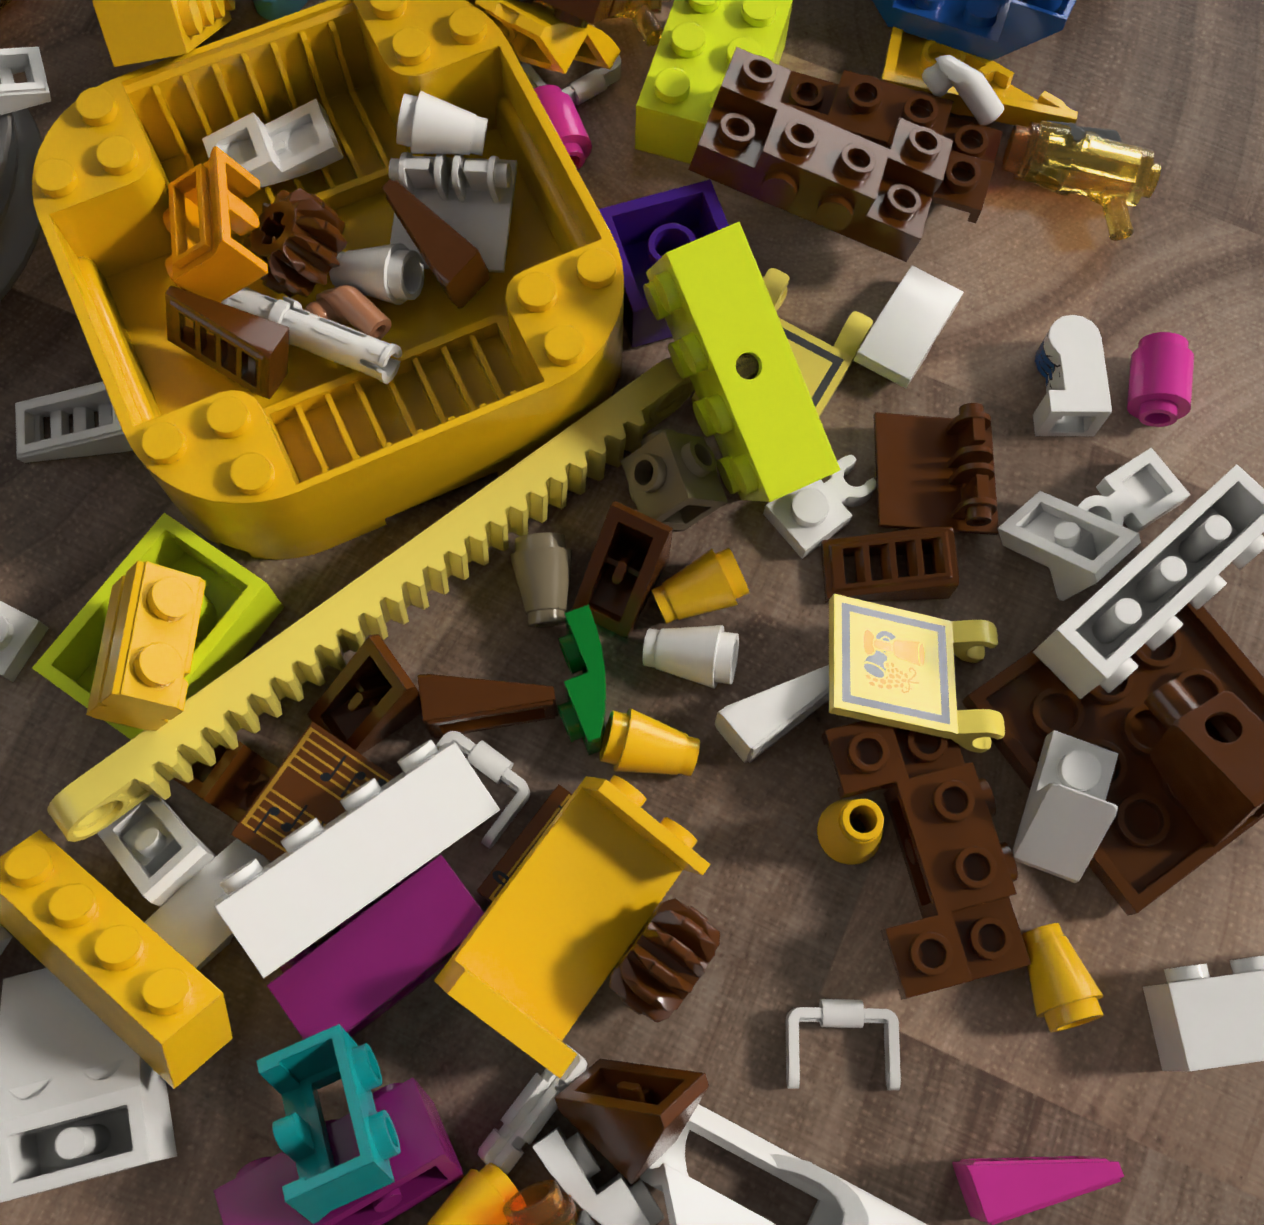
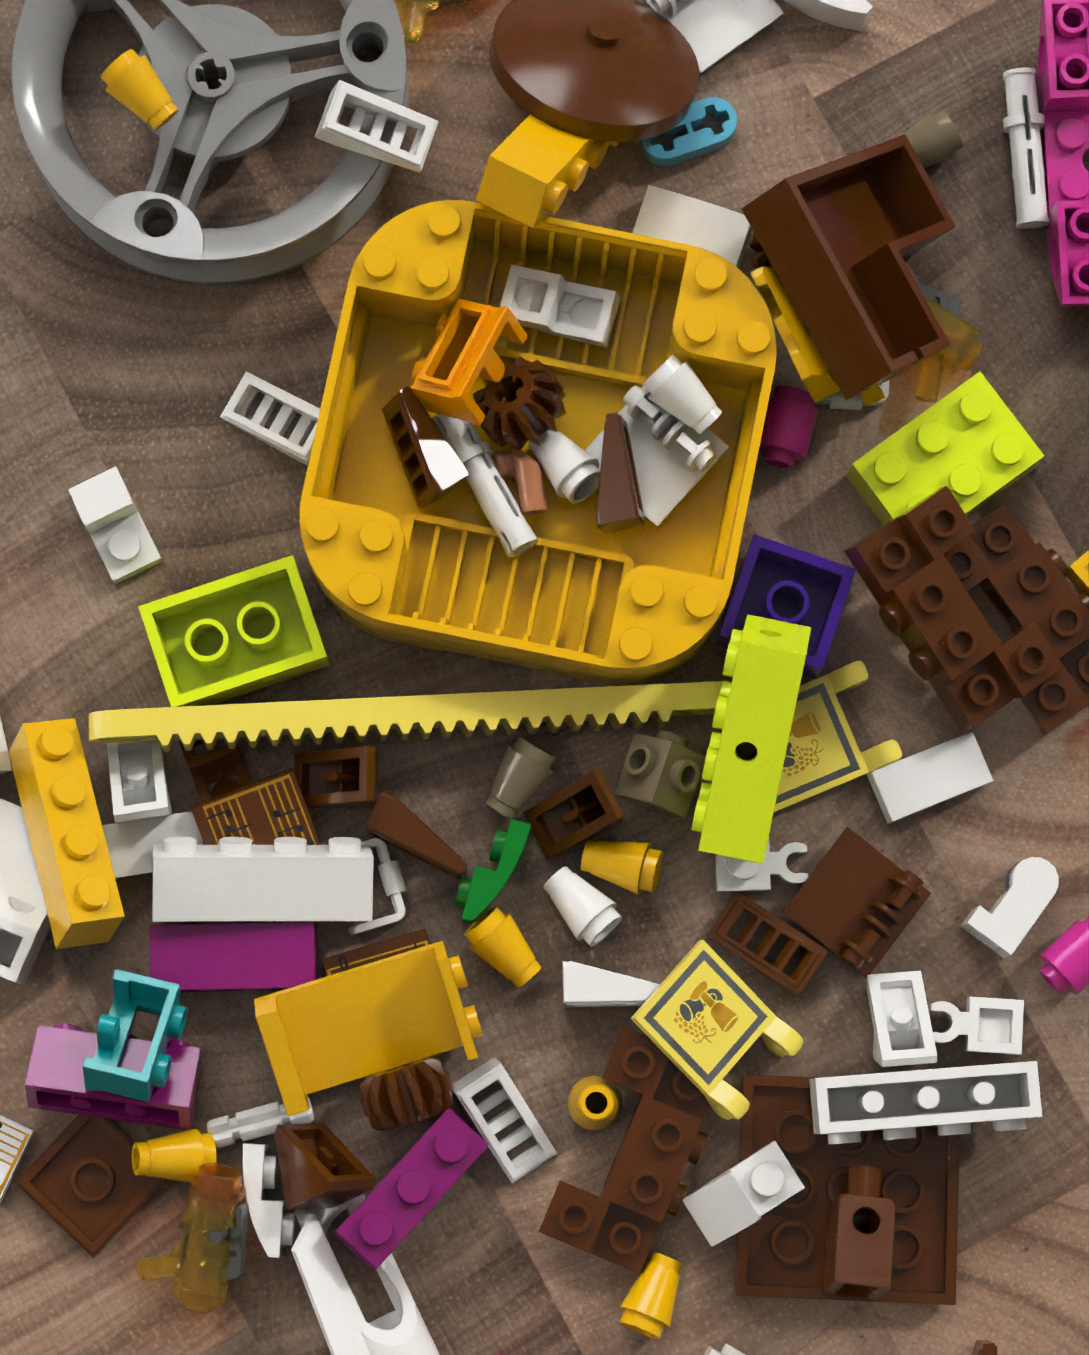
camera: 35 degrees right, 10 degrees up
(147, 647) = (221, 658): yellow brick -> none
(722, 896) = (477, 1081): none -> white slope
(745, 1061) = (410, 1190): none -> magenta brick
(843, 1014) = (495, 1211): white piece -> none

